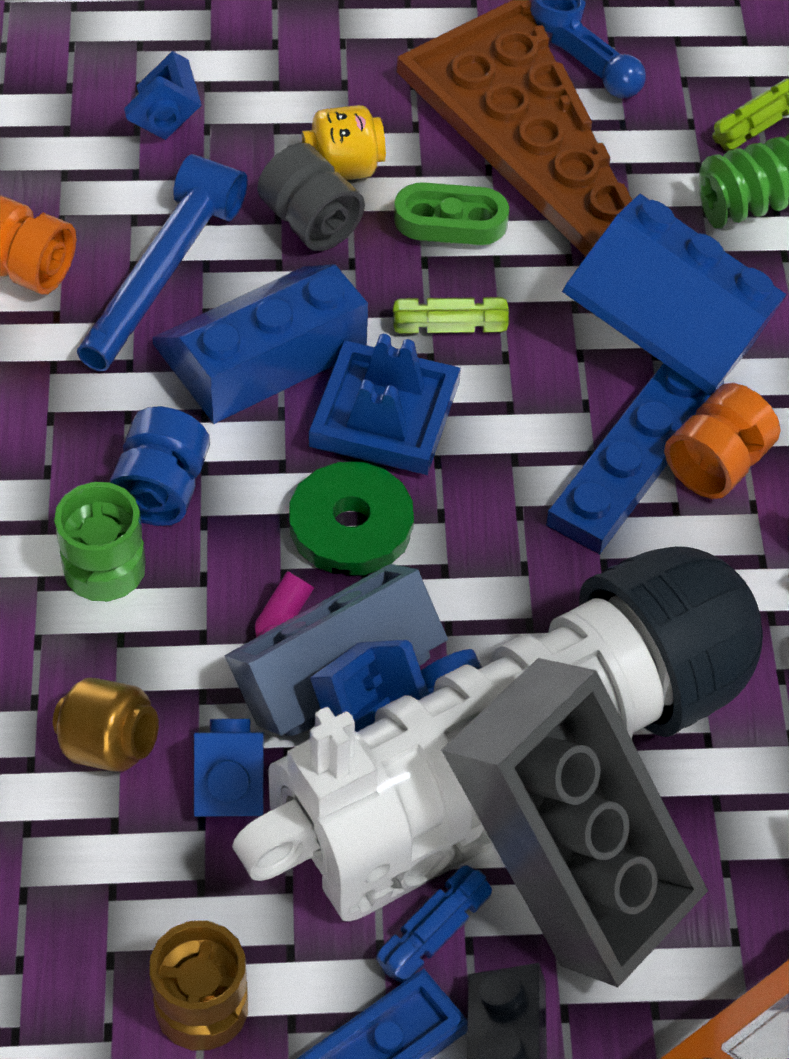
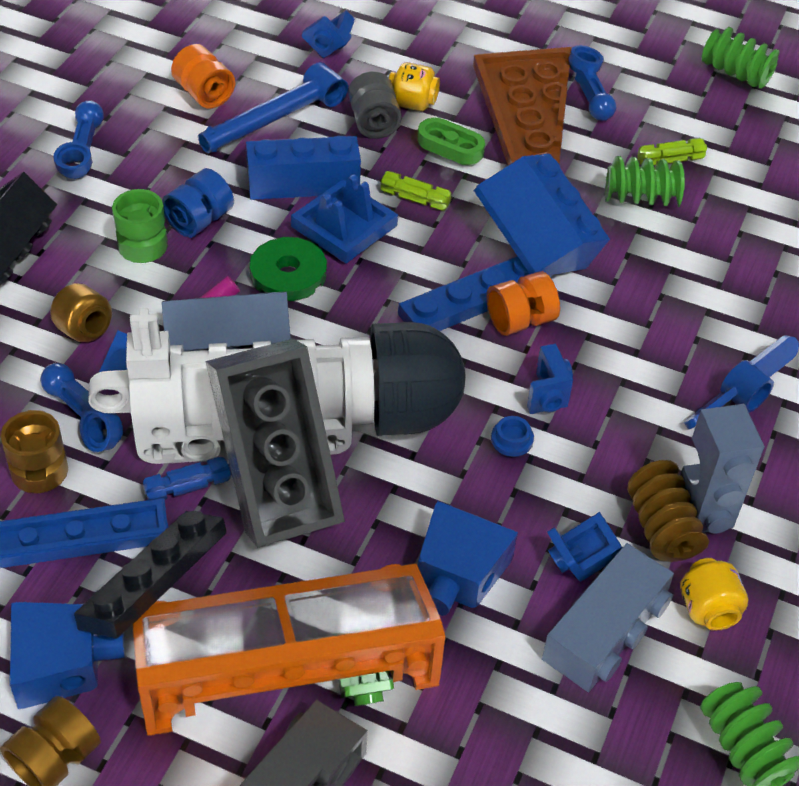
camera: 25 degrees right, 5 degrees down
(143, 850) = (60, 381): none -> blue piece
(369, 679) = (233, 331): blue bracket -> none

